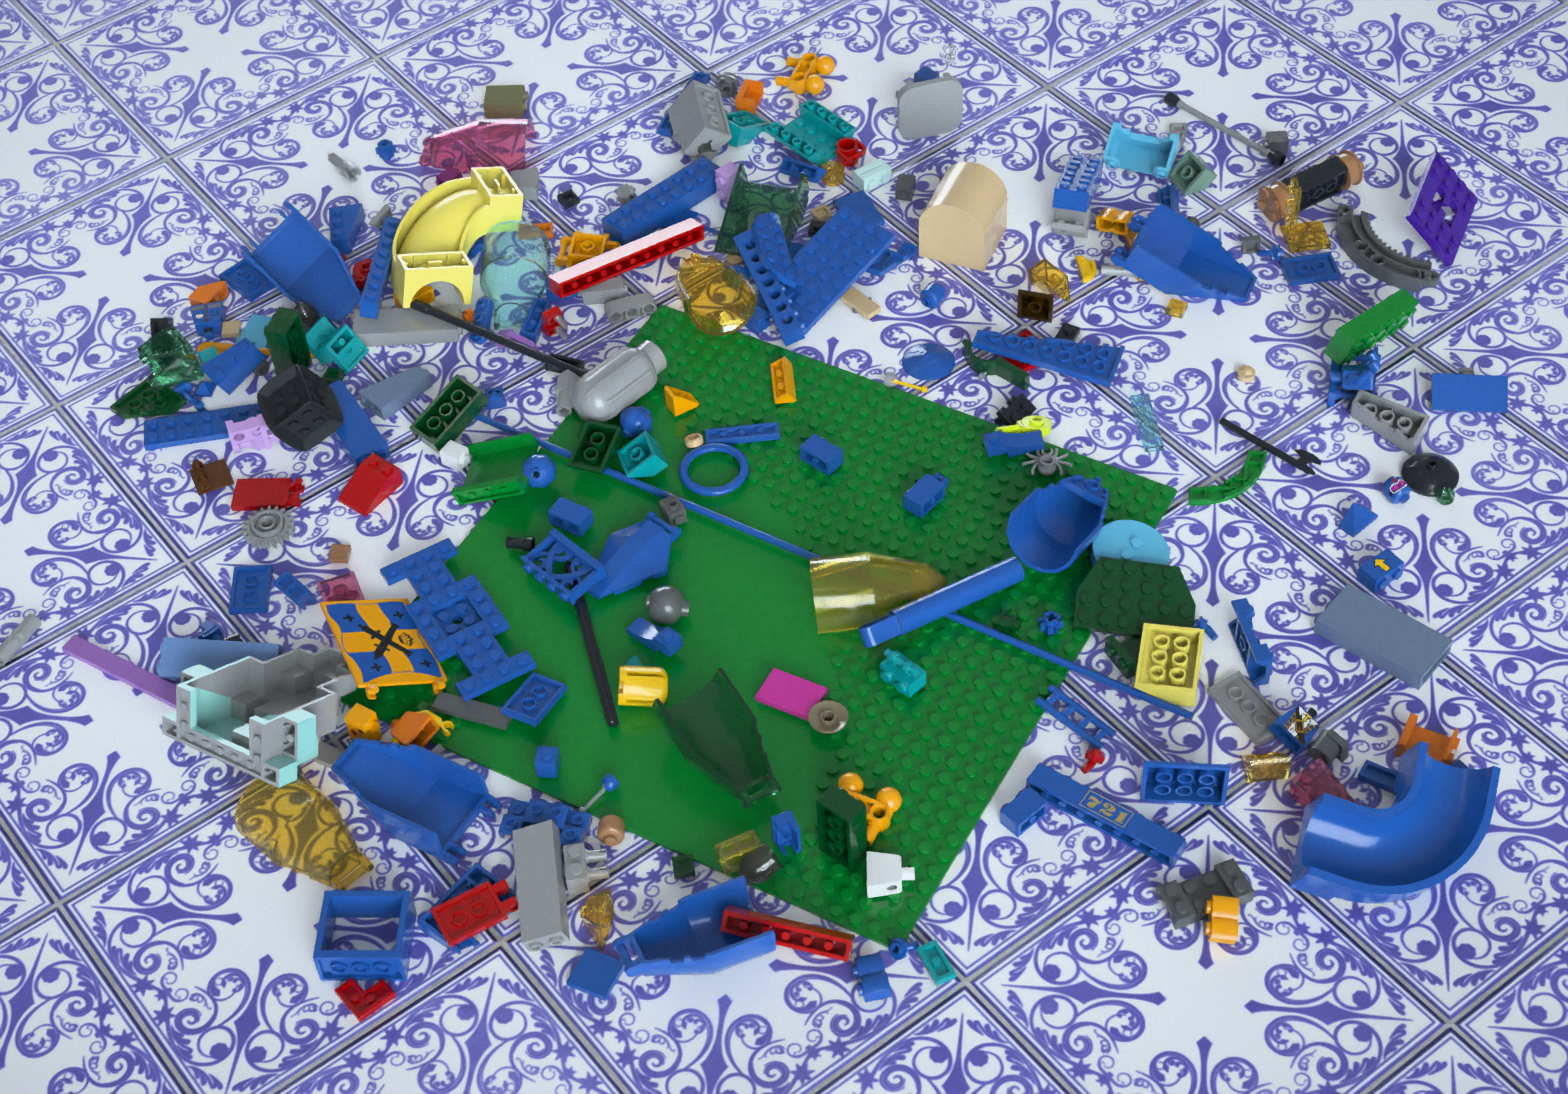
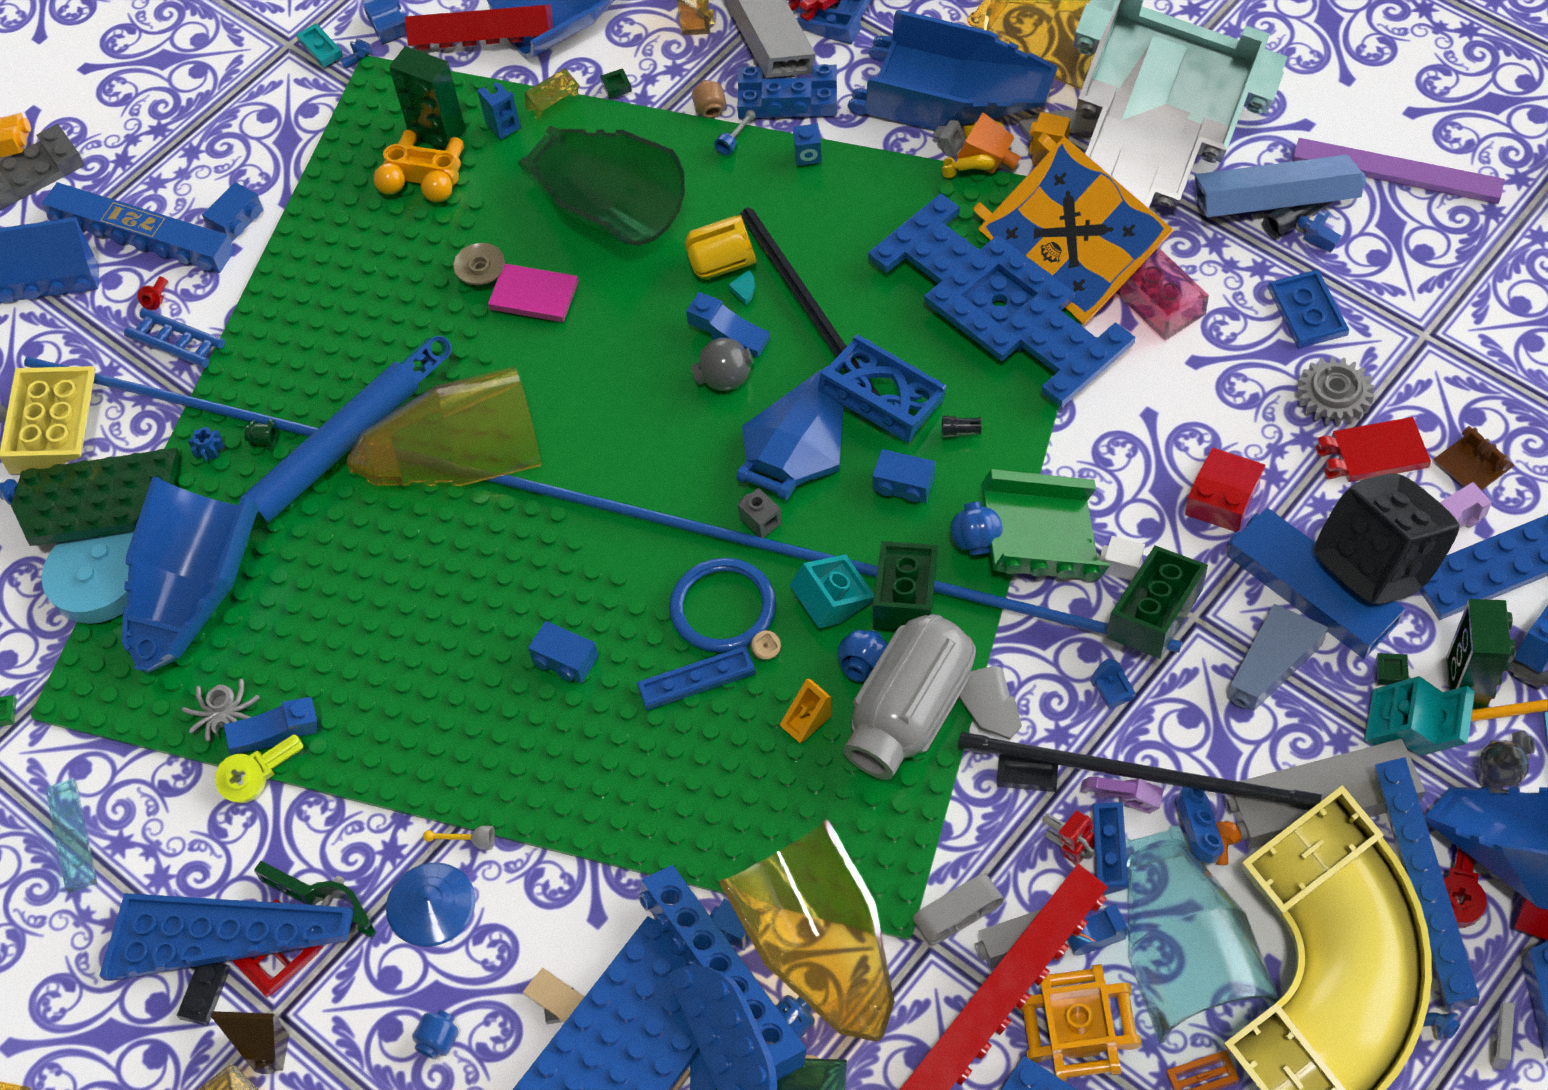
camera: 170 degrees right, 10 degrees up
(294, 589) = (1242, 306): blue hinge -> none
(339, 553) = (1214, 381): medium nougat tile -> none
(470, 710) = (919, 195): dark grey tile -> none
(534, 699) = (854, 219): blue tile -> none
(577, 869) = (730, 47): light grey brick -> none
(759, 865) = (521, 76): clear smoke helmet -> none
(783, 381) = (655, 793): light orange slope -> none
(886, 874) = (379, 106): white torso -> none
(902, 673) = (391, 334): teal brick -> none
(925, 494) = (396, 612): blue brick -> none
(1017, 409) = (279, 809): black bracket -> none
(1123, 654) = (108, 430): dark green bracket -> none

